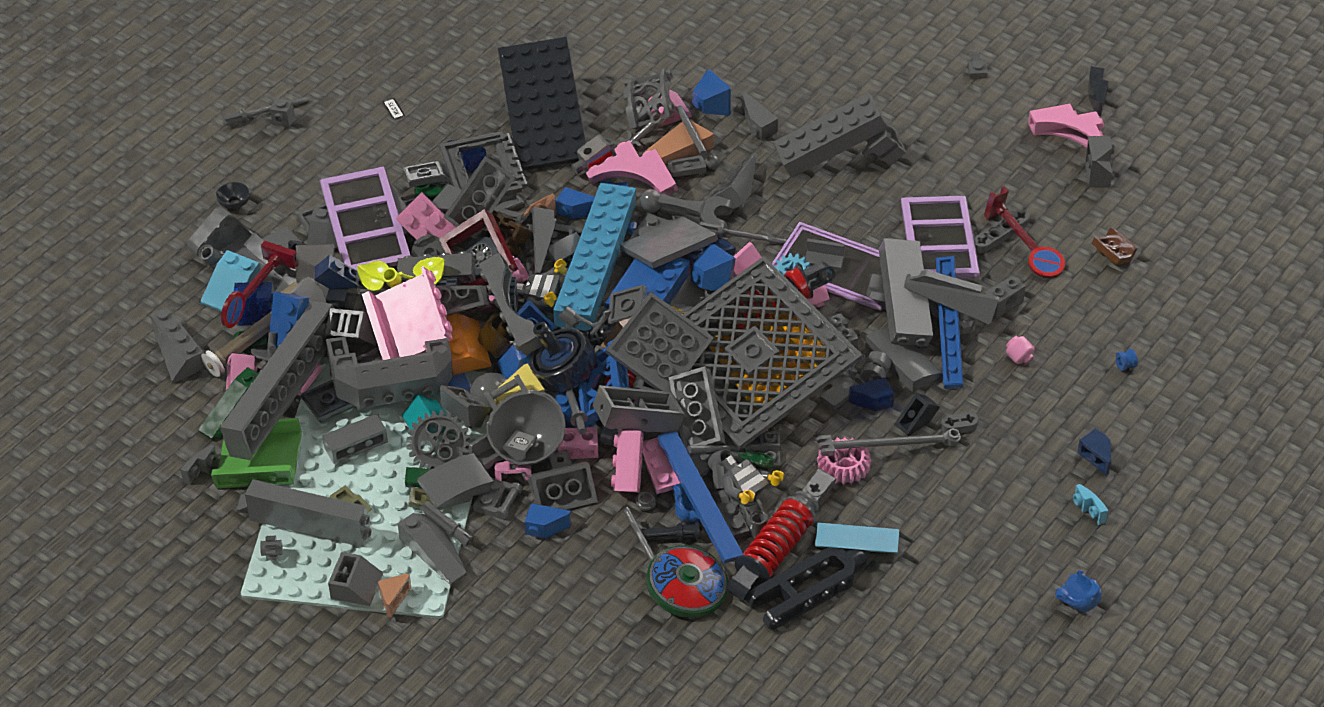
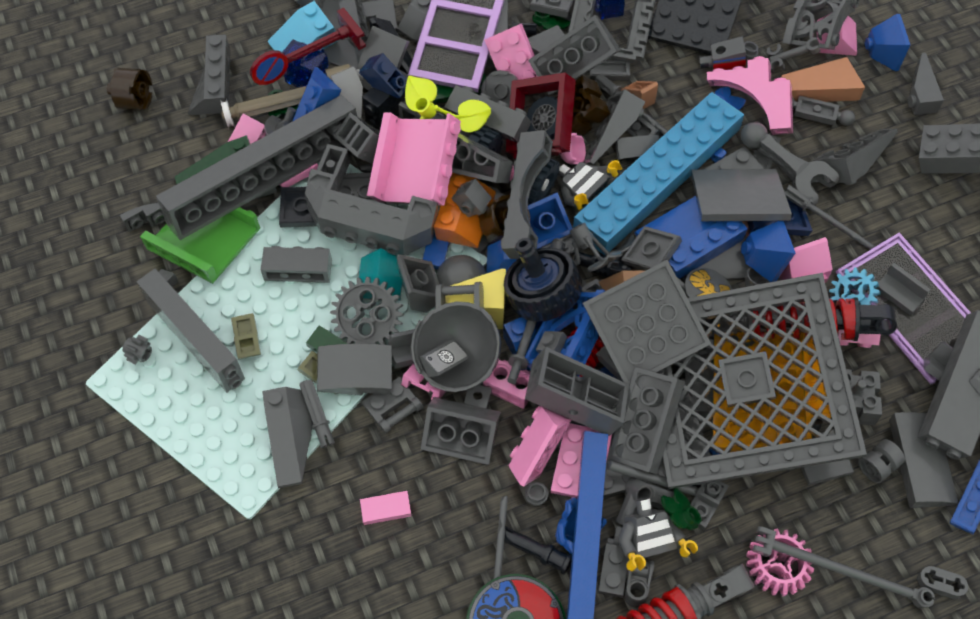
camera: 30 degrees right, 15 degrees up
(112, 381) = (130, 89): none -> dark brown brick
(354, 579) = (184, 432): dark grey slope -> none
(394, 591) = (212, 468): nougat slope -> none
(469, 326) = (472, 198): none -> dark grey brick
(540, 561) = (385, 507): none -> bright pink tile
(546, 521) = (417, 462): blue slope -> none
(573, 203) = (675, 100): blue slope -> none
(591, 393) = (553, 340): none -> dark grey plate
(691, 130) = (842, 78): dark grey bar -> none
(872, 395) = (861, 493): clear blue slope -> none
(917, 414) = (897, 545): black slope -> none

